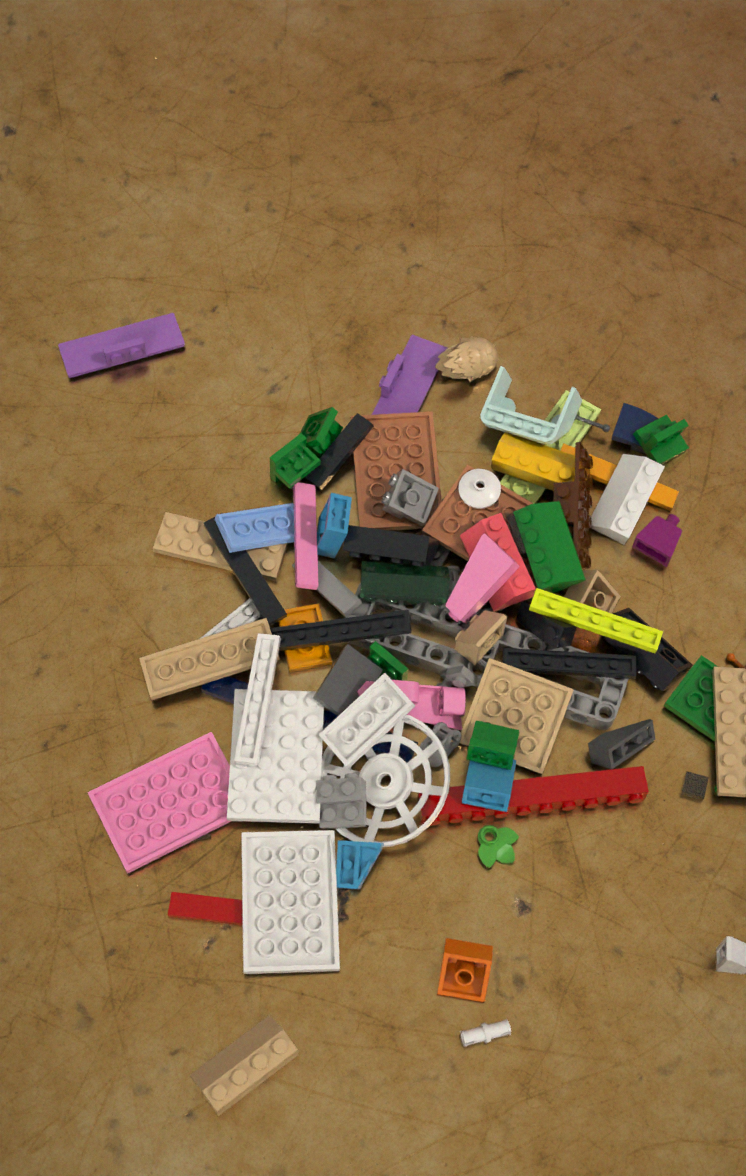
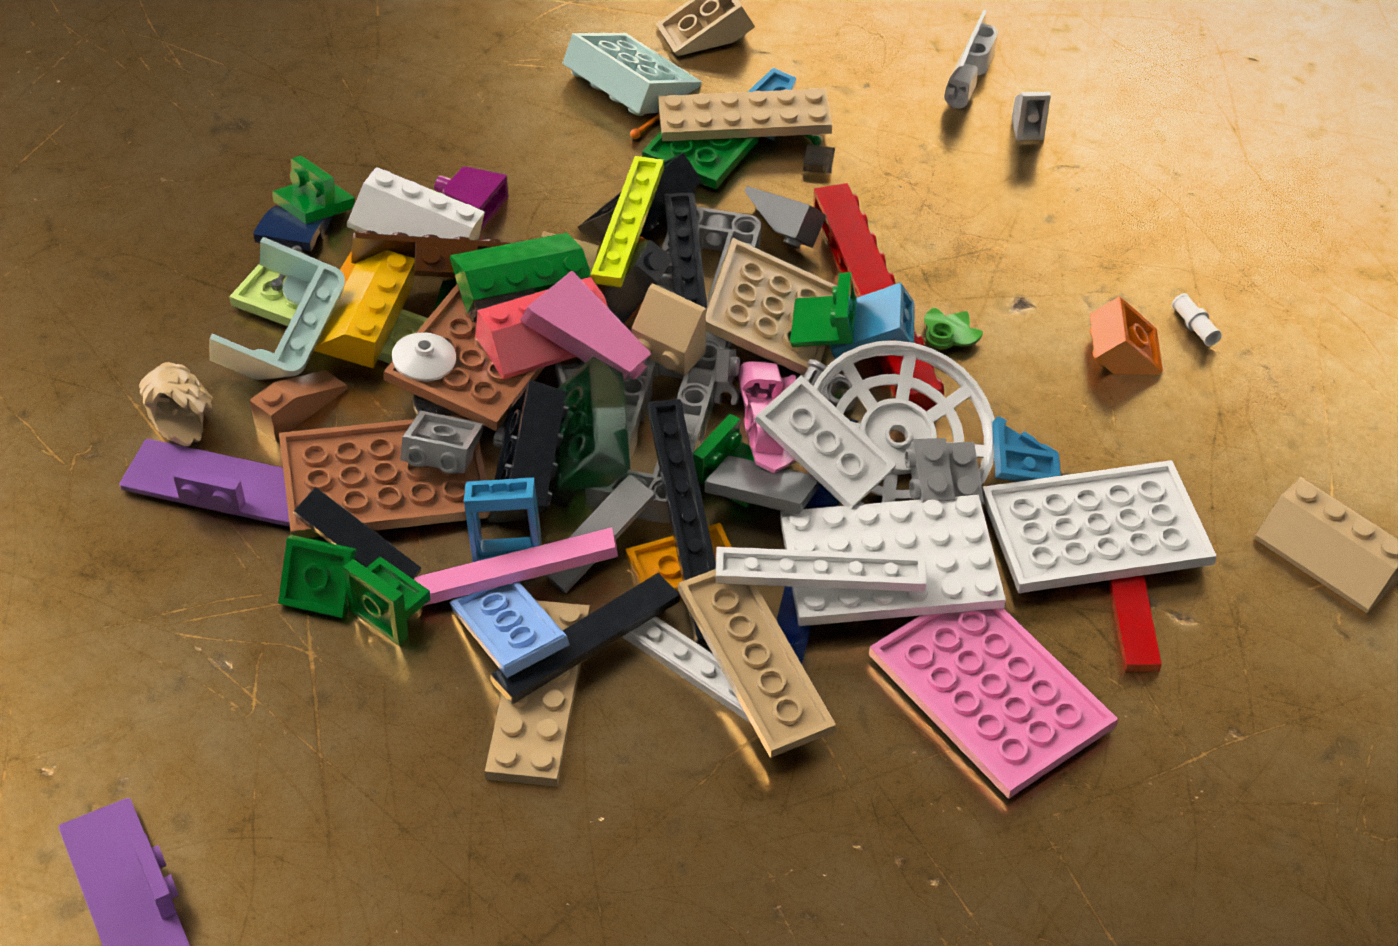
camera: 95 degrees left, 15 degrees down
(469, 426) = (293, 401): none -> nougat slope

